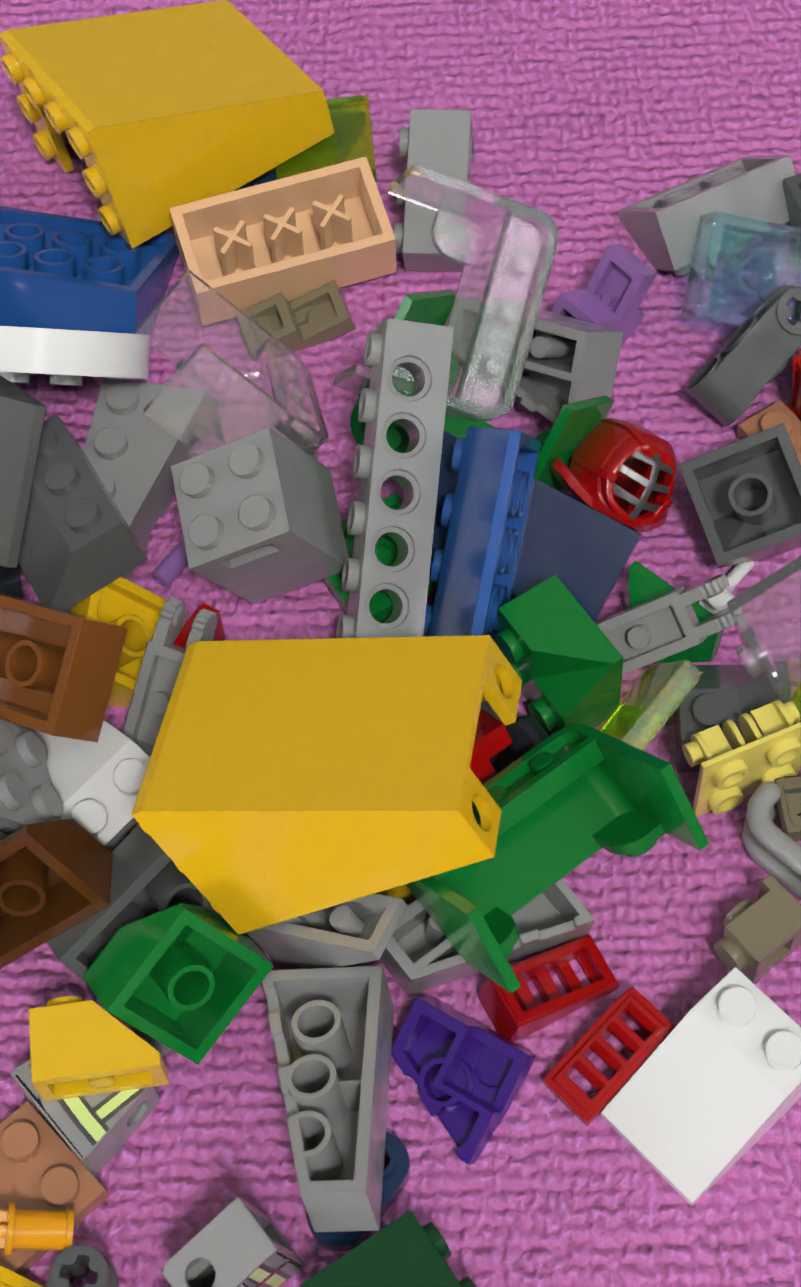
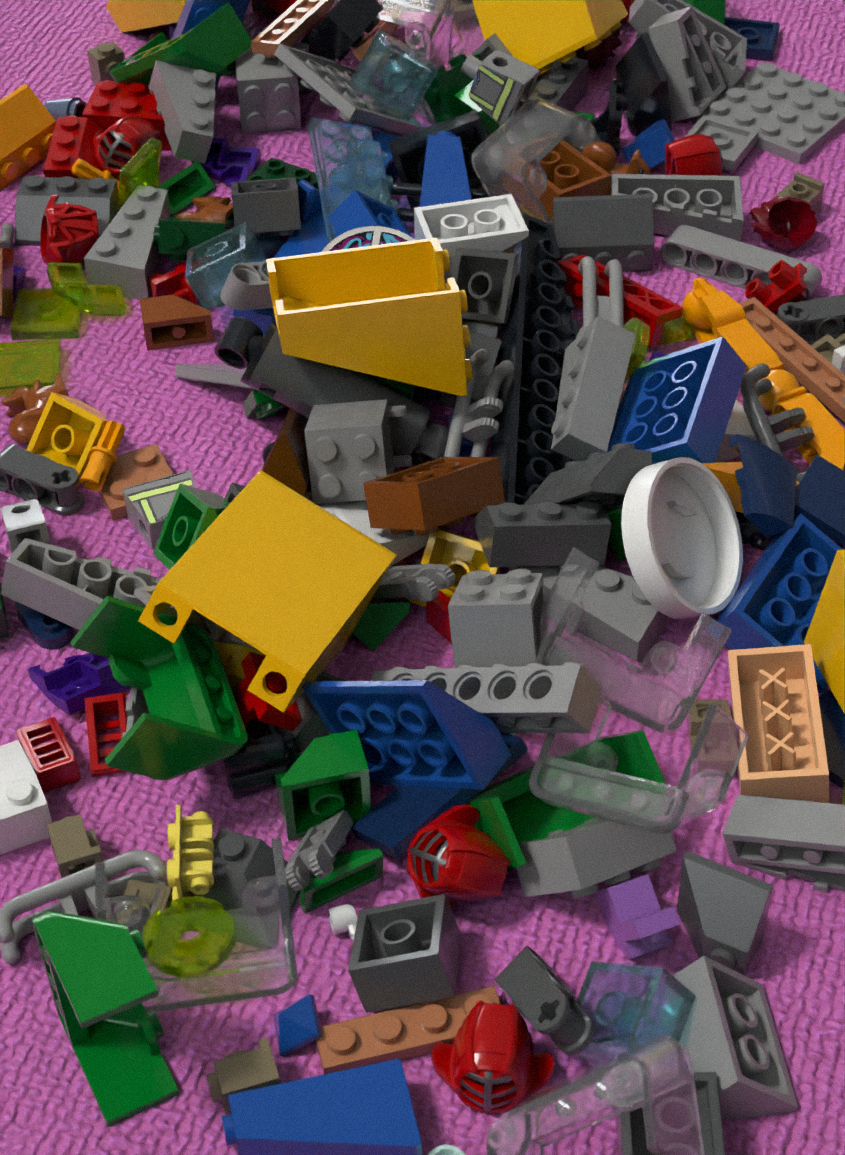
camera: 105 degrees right, 15 degrees down
(88, 1052) = (163, 484): yellow slope -> none
(584, 228) = (722, 911): none -> dark grey slope
(651, 702) = (251, 810): clear neon green tile -> none

